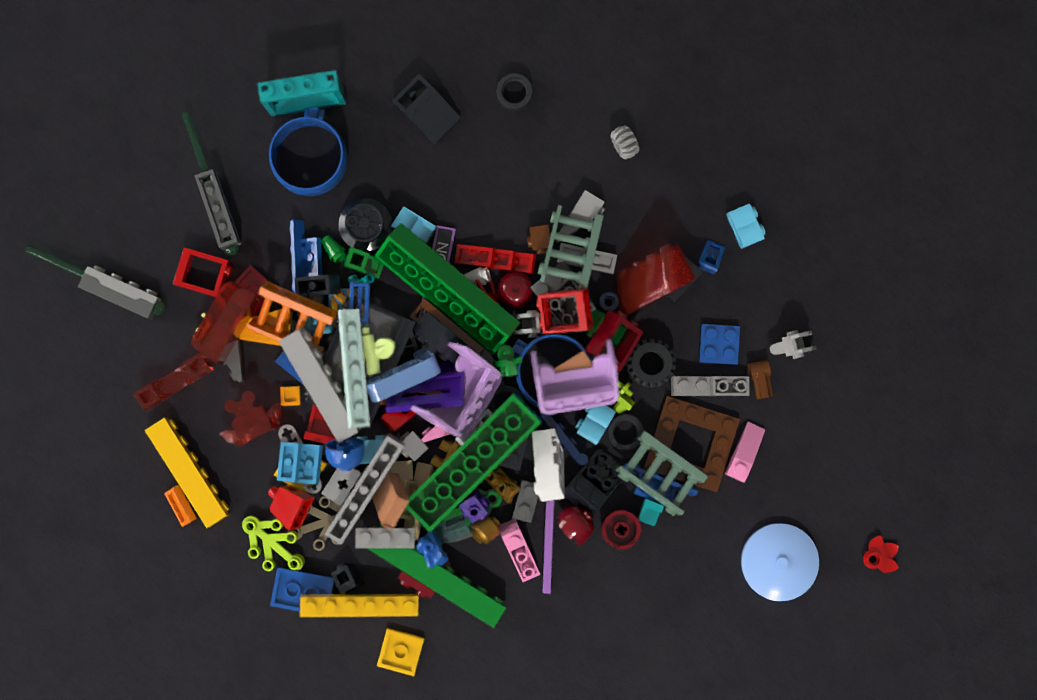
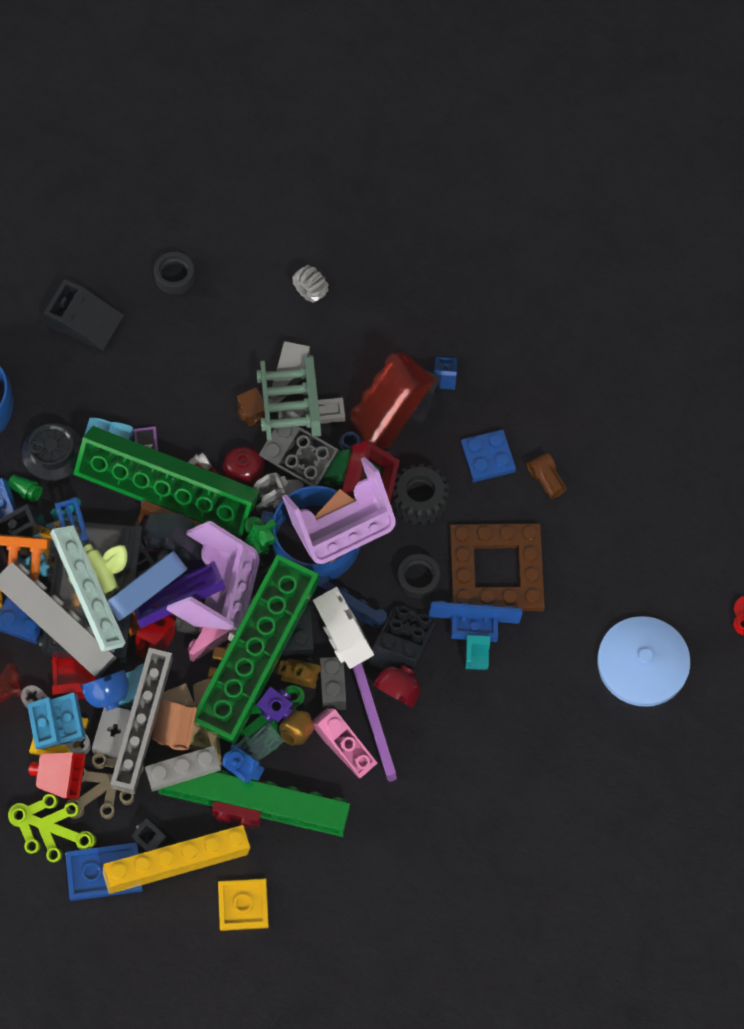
camera: 20 degrees left, 20 degrees down
(290, 396) = (23, 659): light orange tile -> none
(363, 262) = (59, 488): green brick -> none
(414, 446) = (184, 666): light grey brick -> none
(495, 259) = (210, 443): red slope -> none
(583, 308) = (325, 448): red window -> none
(595, 423) = (381, 575): medium azure brick -> none
(624, 401) = (405, 546): lime hips -> none
(630, 534) = (452, 666): dark red brick -> none
(678, 465) = (479, 580): sand green fence -> none
(709, 386) = (494, 500): light grey slope -> none
(745, 452) = (559, 558): bright pink slope -> none
(746, 226) = (470, 328): medium azure brick -> none
(792, 345) = (568, 426): light grey hinge -> none

